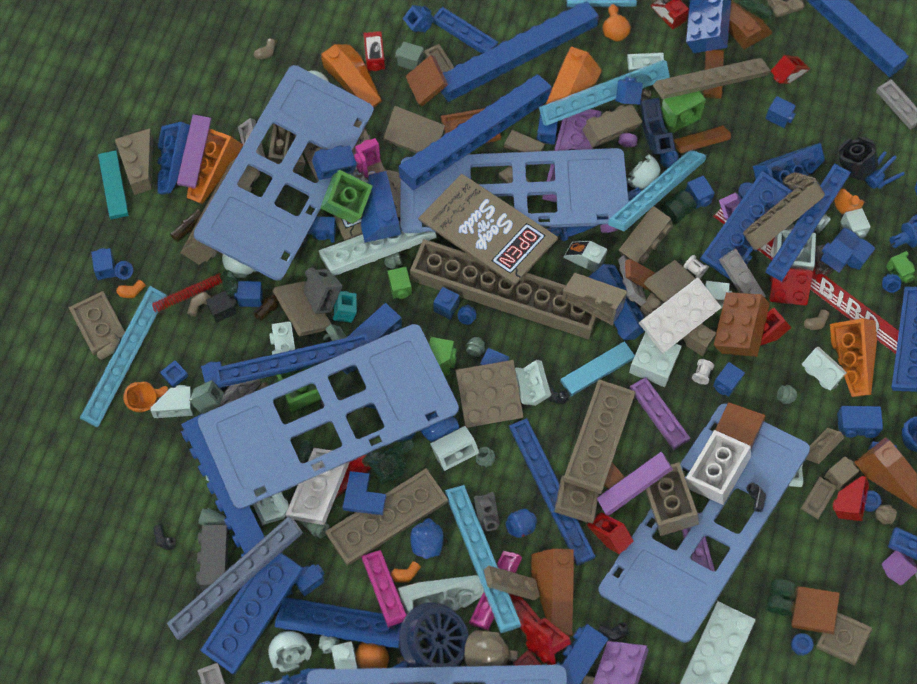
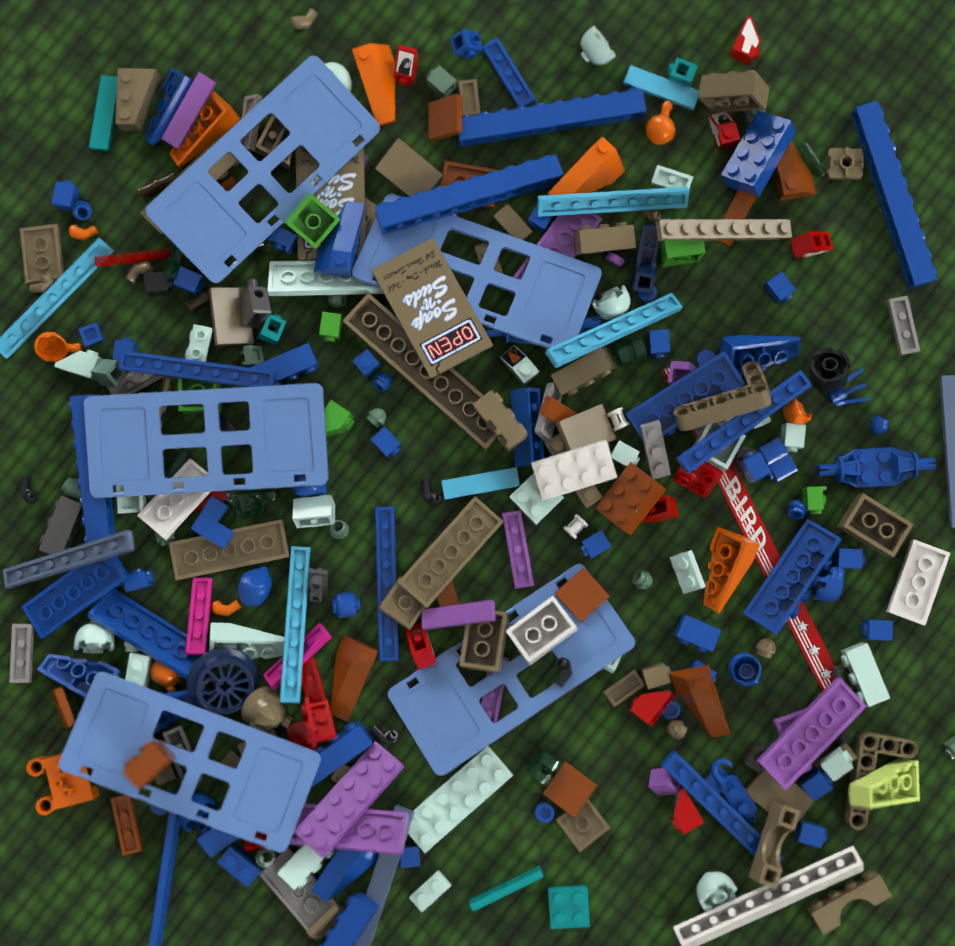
camera: 25 degrees right, 20 degrees up
(332, 160) = (313, 178): blue brick -> none
(367, 155) = (347, 182): dark pink bracket -> none
(489, 393) = (367, 471): dark tan plate -> none
(511, 583) = (309, 660): dark tan plate -> none
(532, 383) = (411, 475): light aqua bracket -> none
(629, 91) = (636, 211): blue brick -> none
(702, 139) = (687, 286): dark orange tile -> none
(818, 322) = (707, 521): dark tan arm -> none
(824, 445) = (652, 642): dark tan plate -> none

